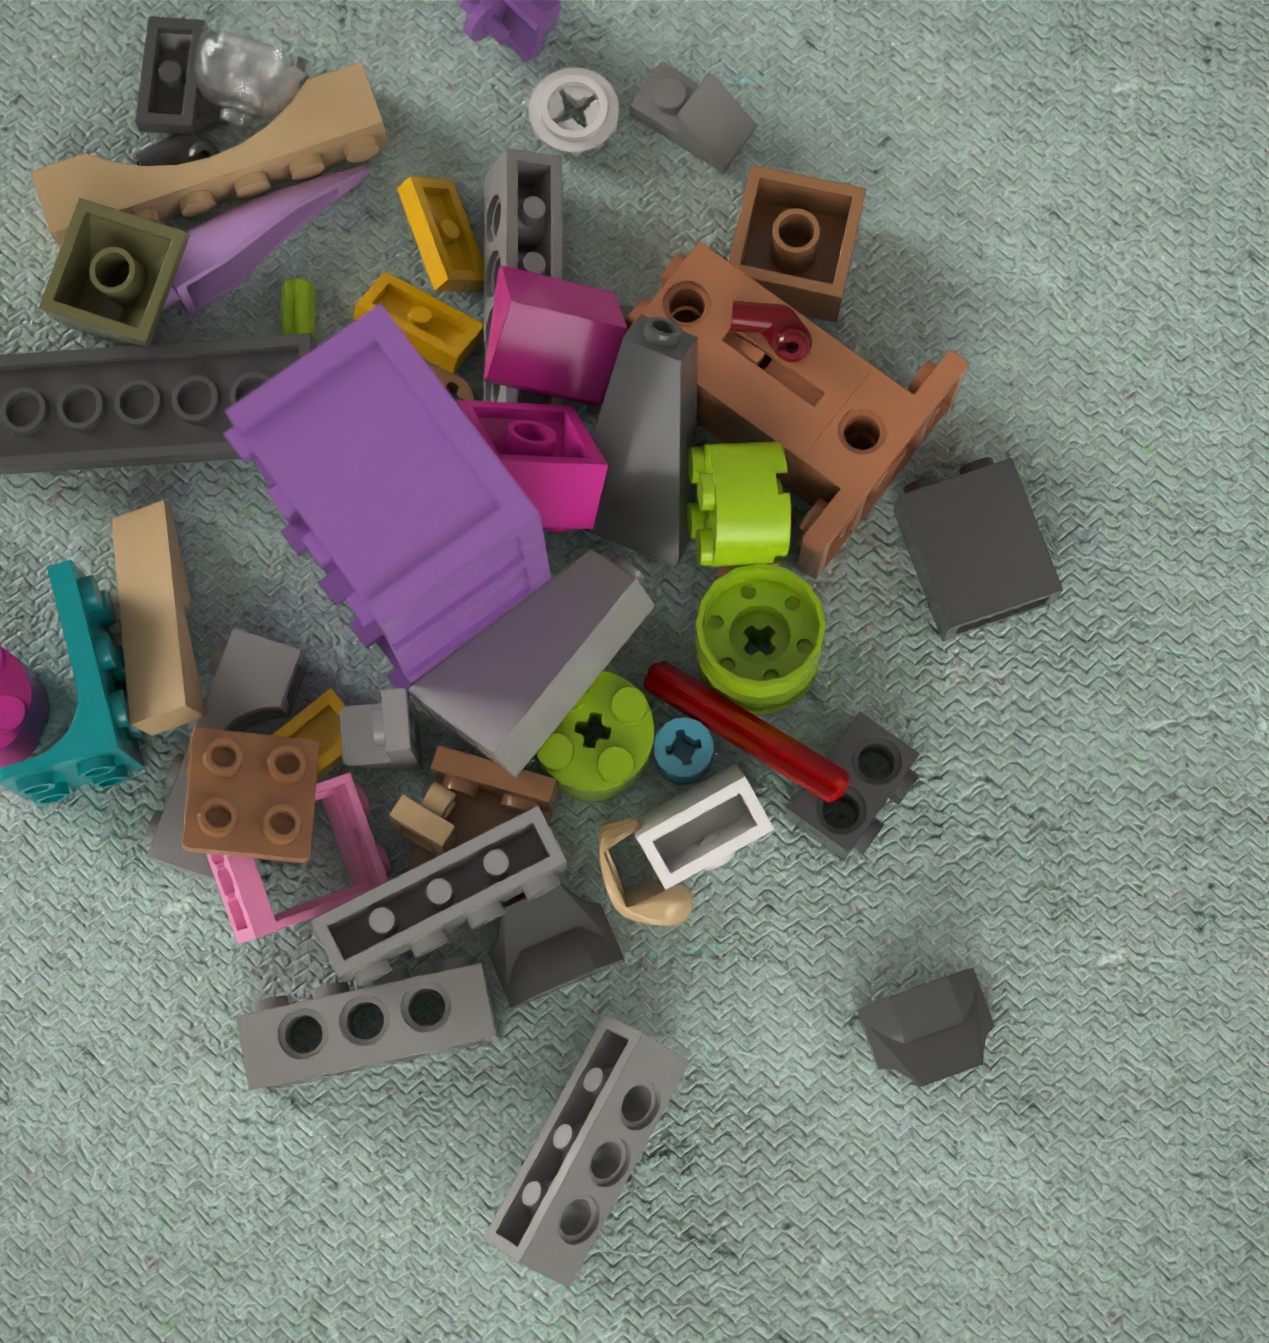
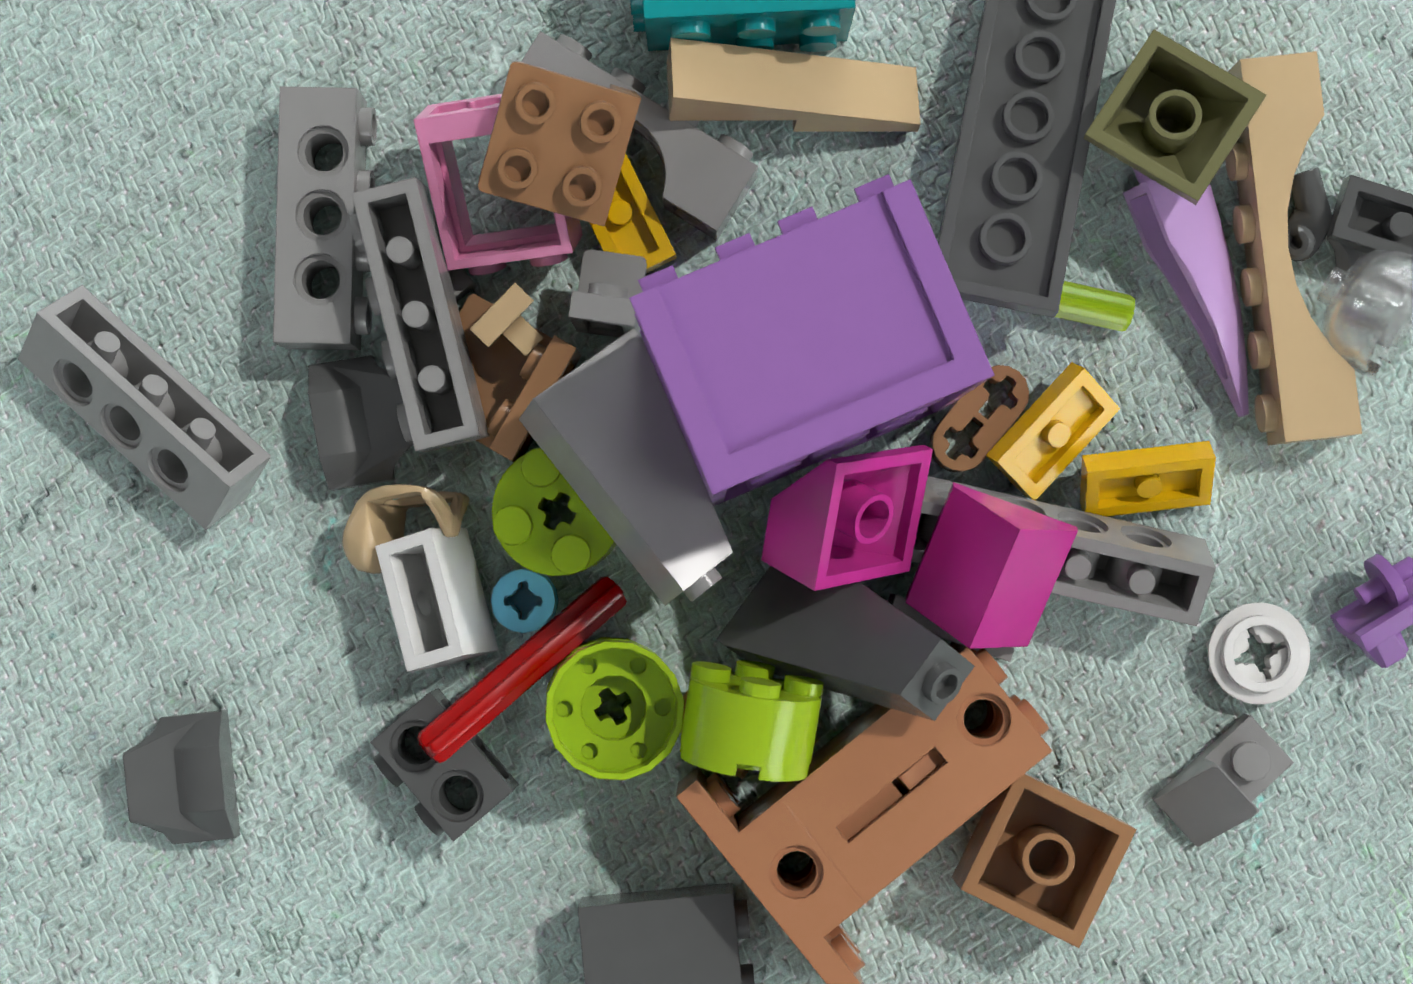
camera: 105 degrees right, 10 degrees up
(777, 325) = (930, 811): dark red arm -> none

